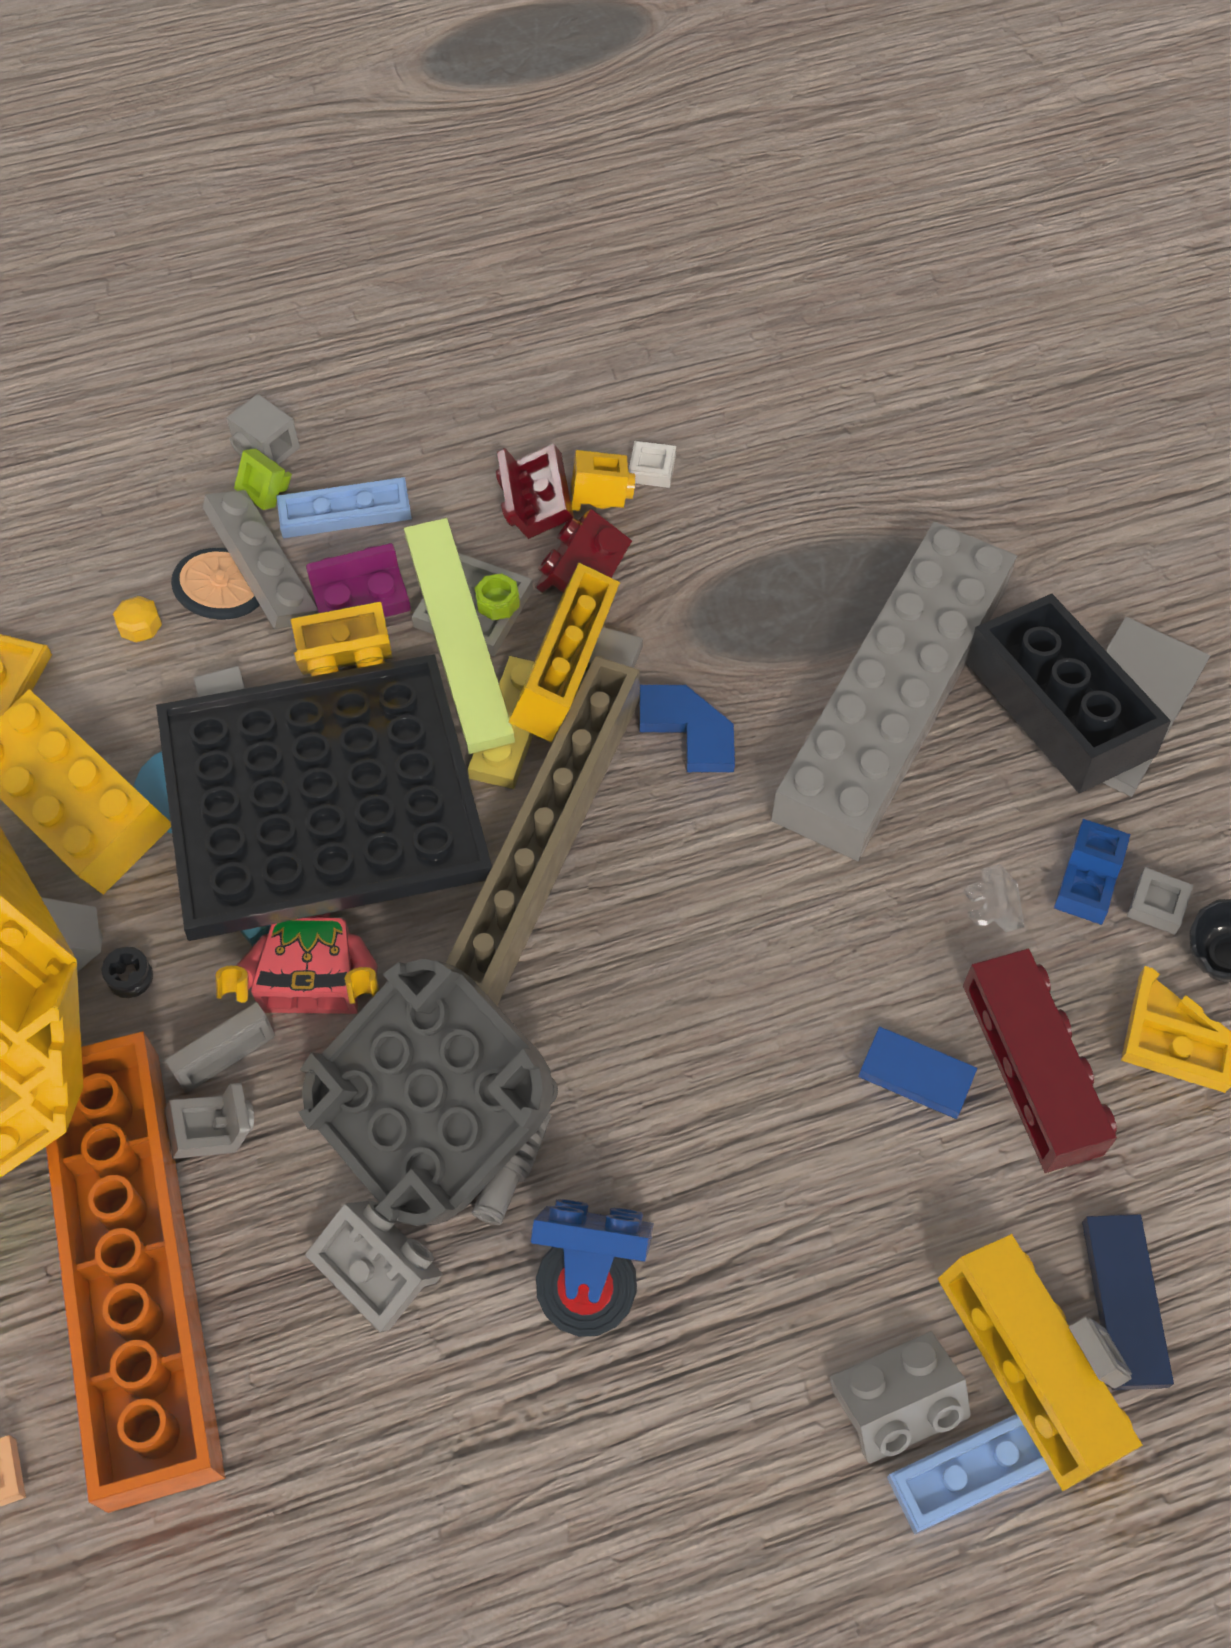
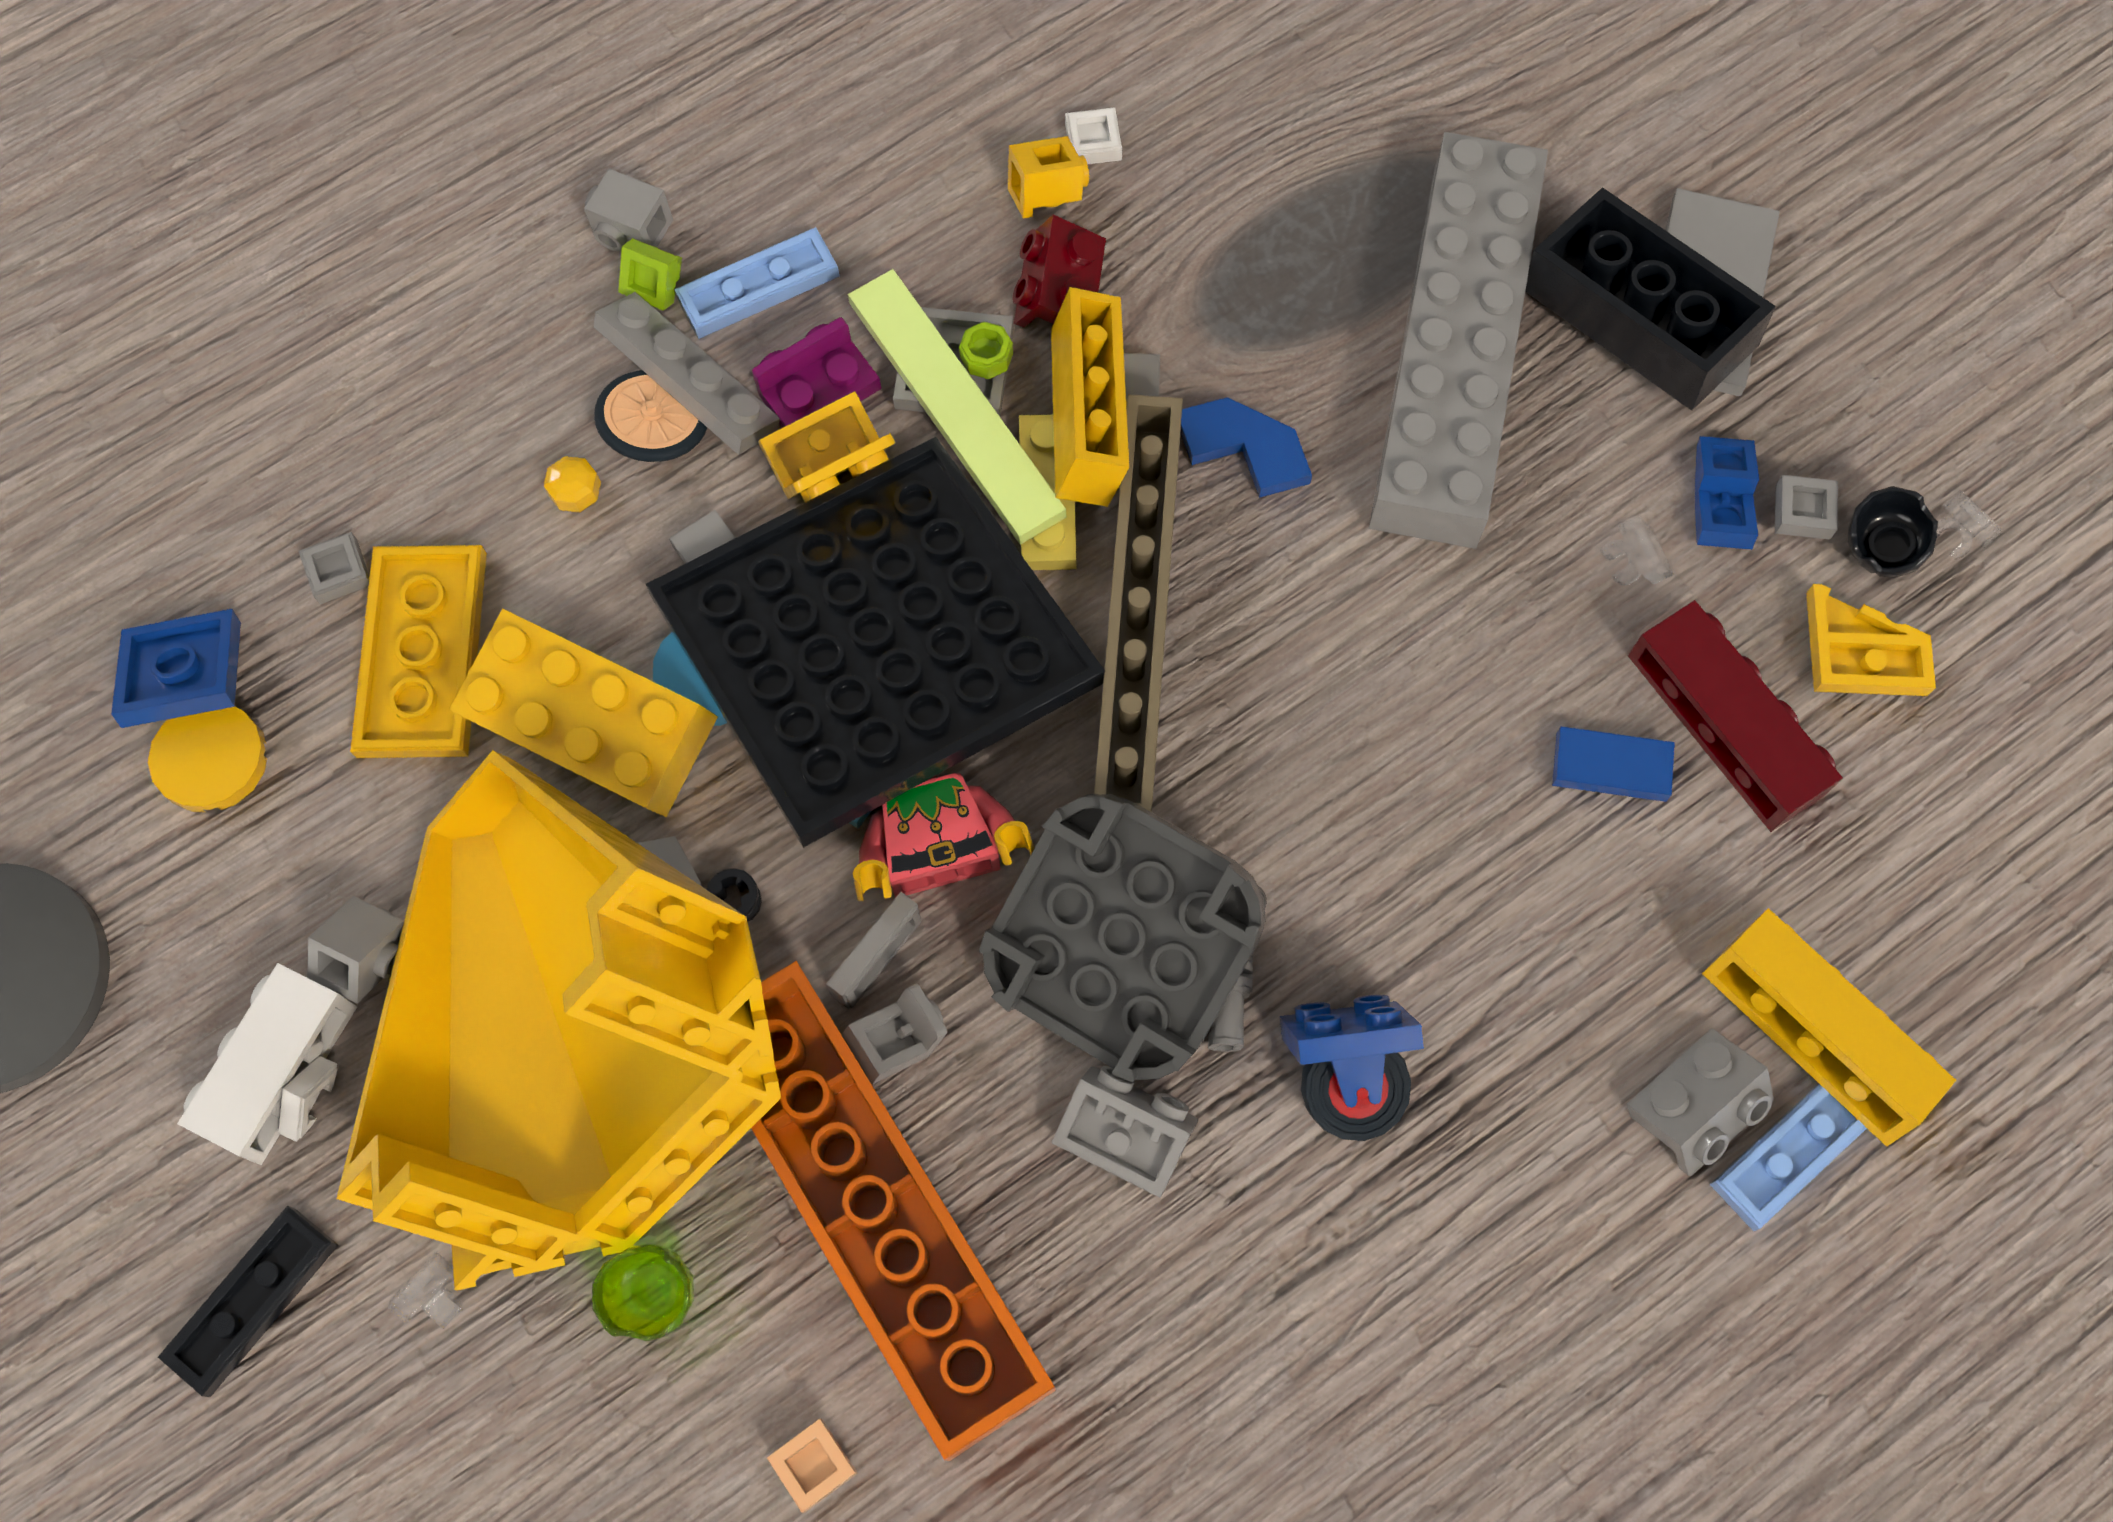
camera: 15 degrees left, 10 degrees up
(534, 490) = (975, 205): dark red bracket -> none
(1101, 1352) = (1888, 1000): light grey tile -> none
(1128, 1297) = (1892, 940): dark blue tile -> none

